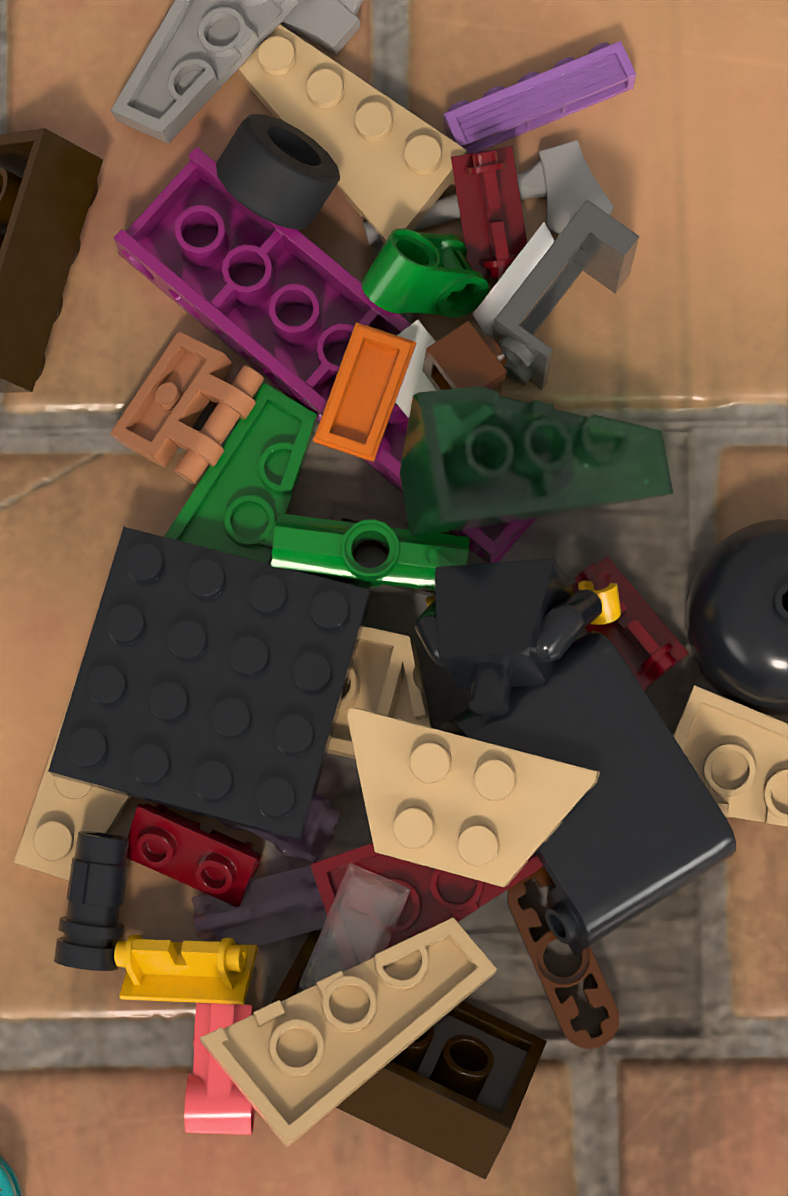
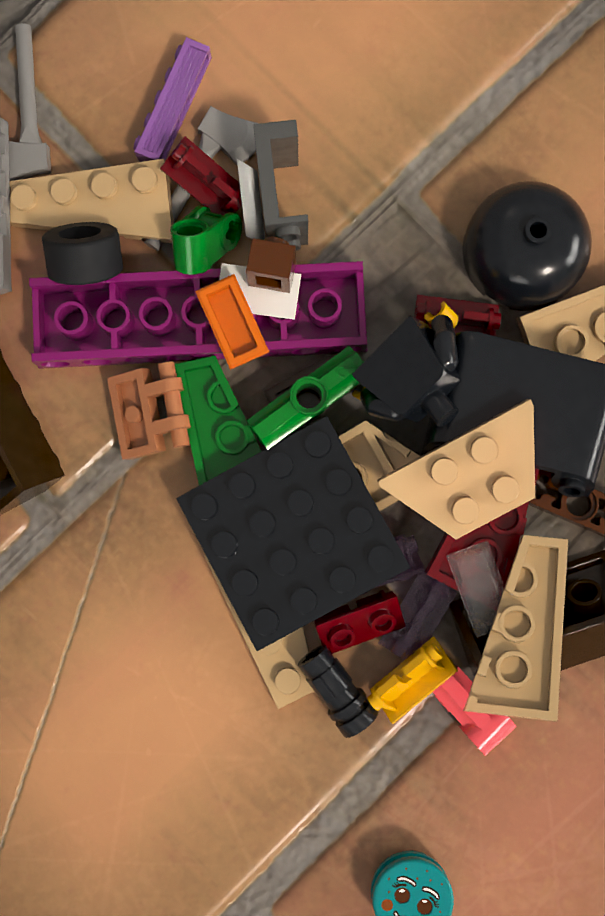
camera: 50 degrees left, 5 degrees up
(505, 460) = (331, 292): clear green wedge -> none

